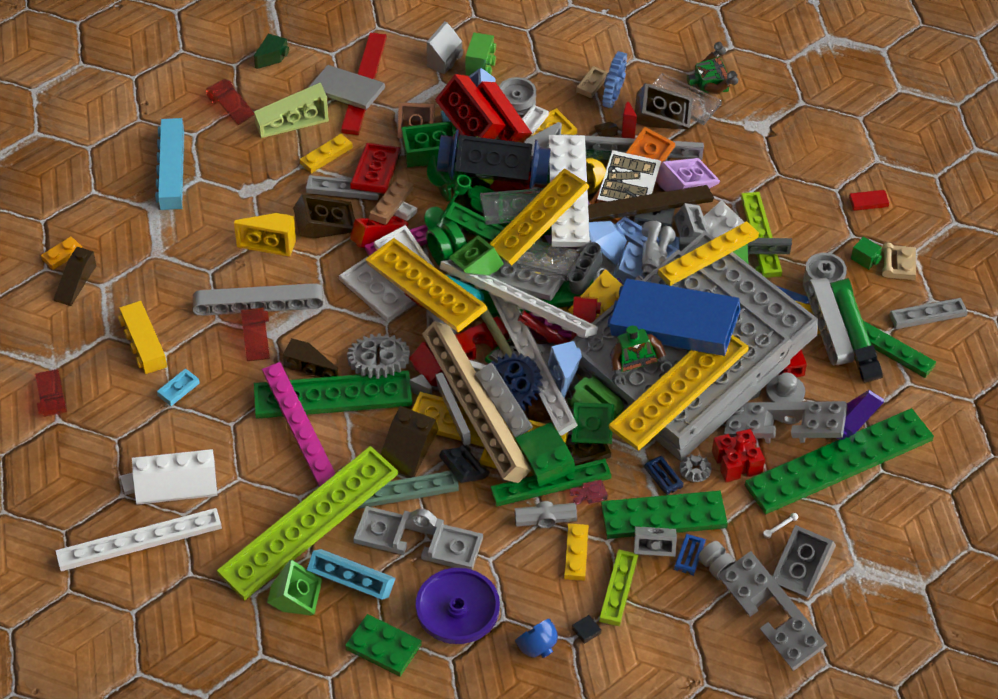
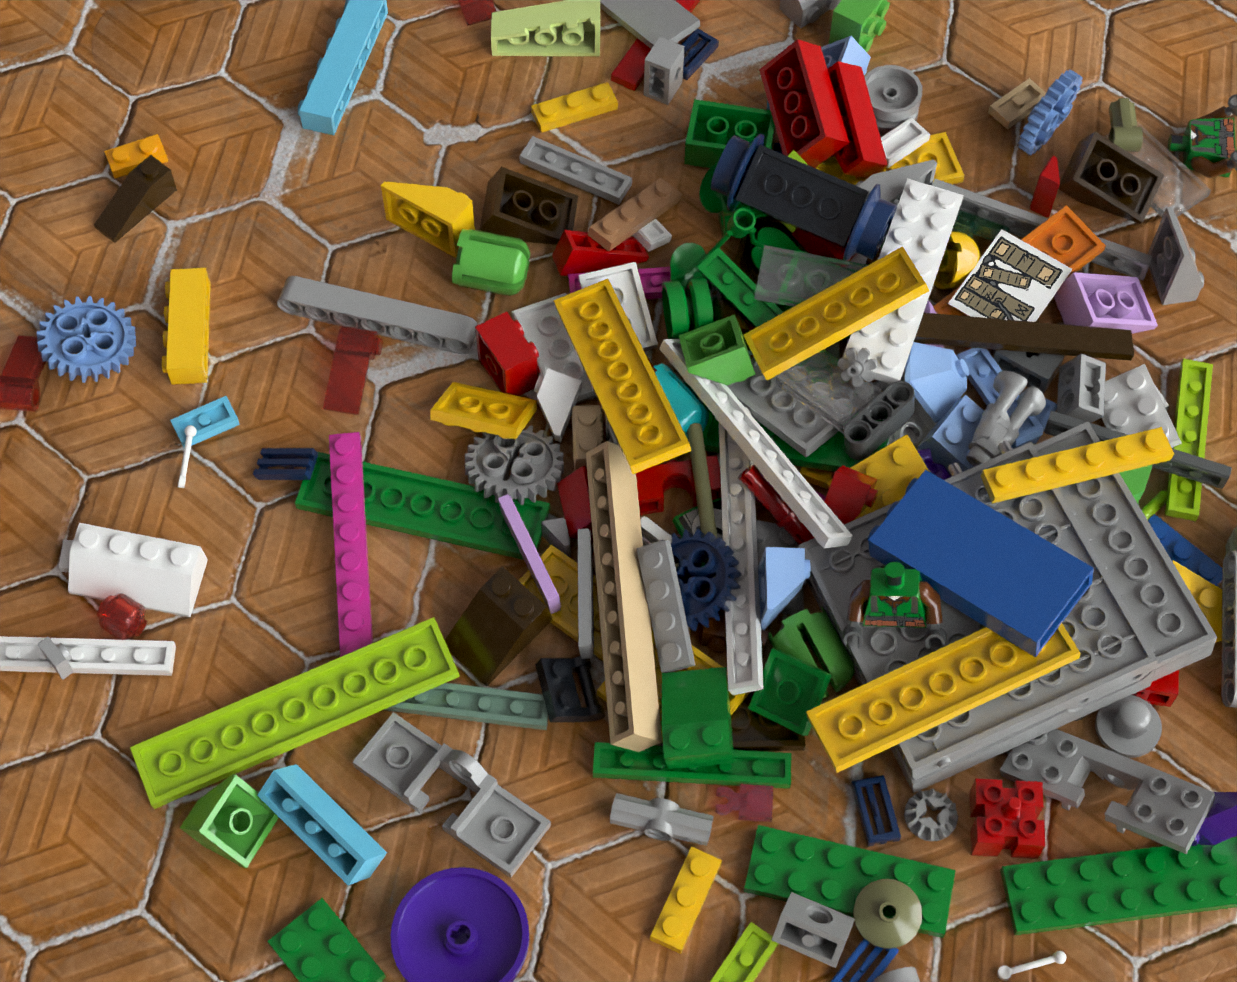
camera: 20 degrees right, 10 degrees up
(82, 362) = (86, 339): none -> medium blue gear
(150, 534) = (57, 656): none -> light grey plate
(173, 393) = (190, 431): none -> white hinge
(178, 504) = (122, 616): none -> clear red head
(239, 392) = (288, 459): none -> dark blue tile
(307, 359) = (404, 432): dark brown slope -> none
(317, 250) = (491, 262): none -> bright green cylinder
(348, 332) = (483, 410): none -> yellow plate
(349, 298) = (507, 355): none -> red brick
(374, 117) = (663, 70): none -> light grey brick
(375, 168) = (634, 153): red tile -> none
(382, 114) = (696, 53): none -> dark blue tile
(389, 313) = (556, 398): none -> white slope
(408, 395) = (529, 554): none -> lavender tile
(414, 326) = (587, 432): none -> tan brick
(415, 114) = (727, 83): nougat slope -> none
(562, 237) = (857, 366): none -> light grey plant
(606, 129) = (1011, 188): dark brown slope -> none
(659, 77) = (1124, 126): none -> olive piece
(690, 529) = (875, 926): none -> olive dish
(717, 143) = (1174, 263): none -> light grey slope

